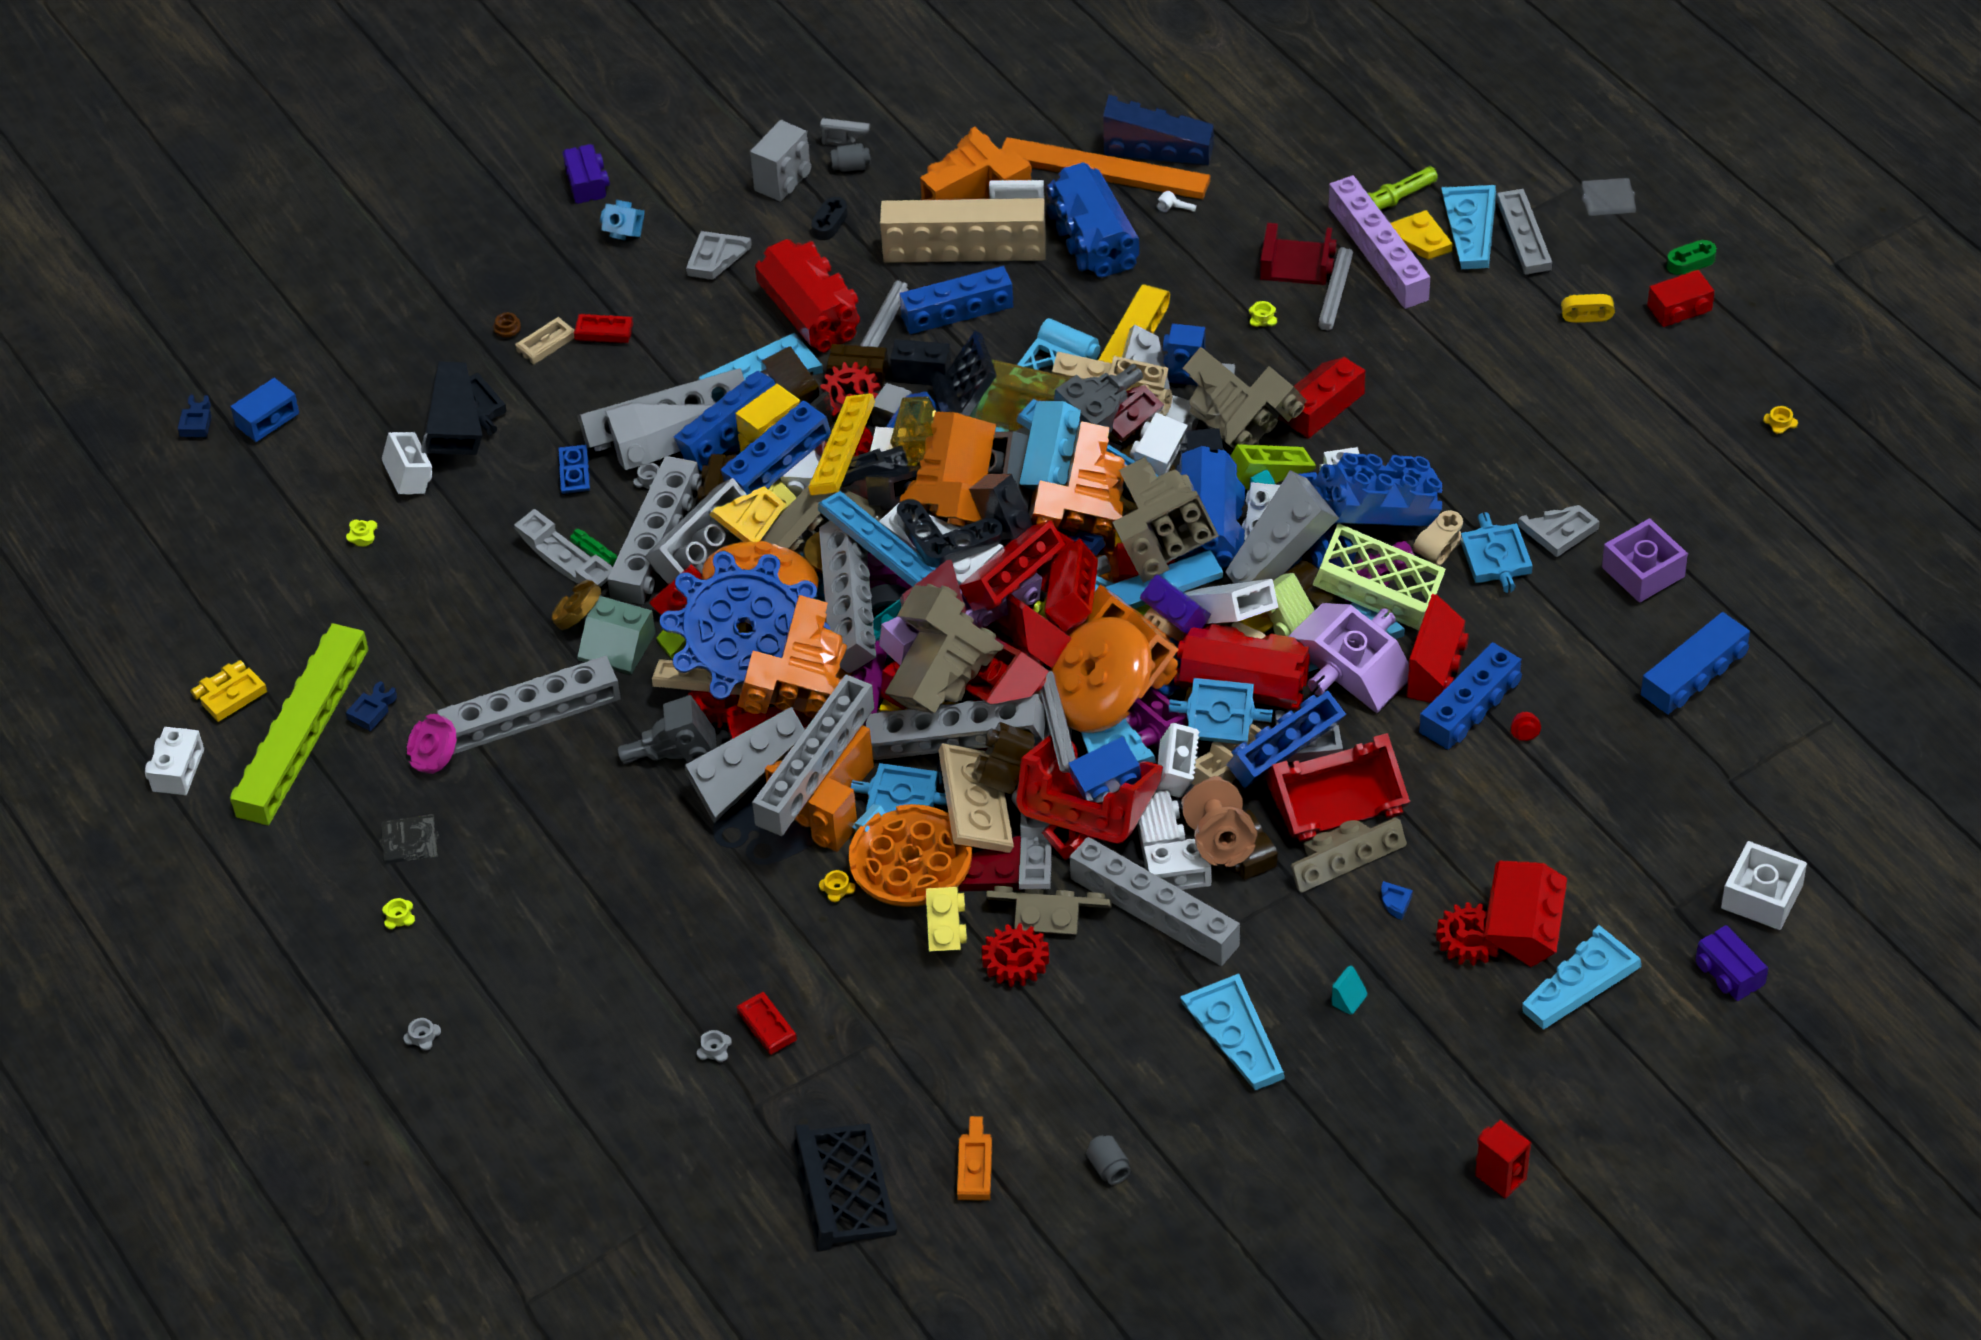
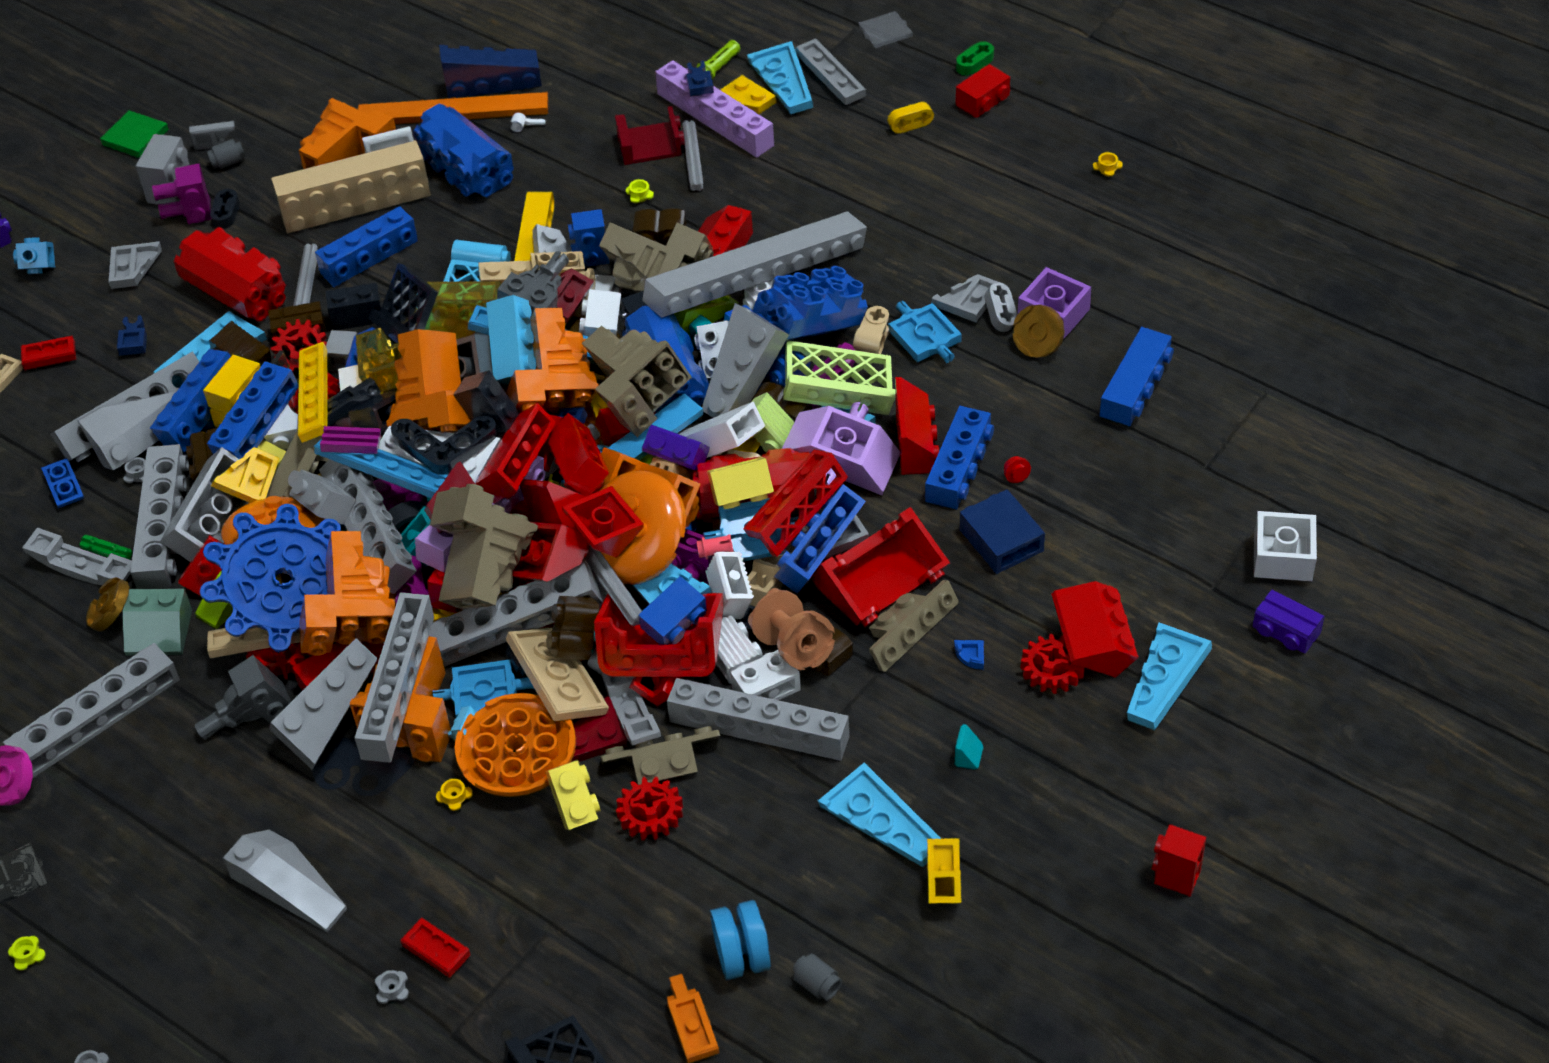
camera: 20 degrees left, 0 degrees up
(652, 914) = (284, 875): none -> light grey wedge
(691, 336) = (133, 338): none -> dark blue plate
(765, 108) = (133, 133): none -> green tile
(800, 194) = (191, 191): none -> magenta brick
(809, 555) = (320, 495): none -> light grey brick
(855, 506) = (350, 440): none -> magenta tile
(1049, 1101) = (745, 939): none -> dark azure wheel
(1066, 660) = (604, 521): none -> red slope
(1167, 715) = (708, 547): none -> coral pin
(1221, 659) = (740, 482): none -> light yellow brick
(1258, 354) = (658, 224): none -> dark brown brick
(1268, 686) = (790, 494): none -> red fence
(1269, 1104) = (943, 871): none -> yellow brick
(1342, 430) = (753, 264): none -> light grey brick
(1369, 207) = (699, 80): none -> dark blue plate
(1480, 785) = (1002, 531): none -> dark blue brick
(1594, 548) = (1000, 307): none -> light grey beam
(1613, 585) = (1038, 331): none -> pearl gold tile

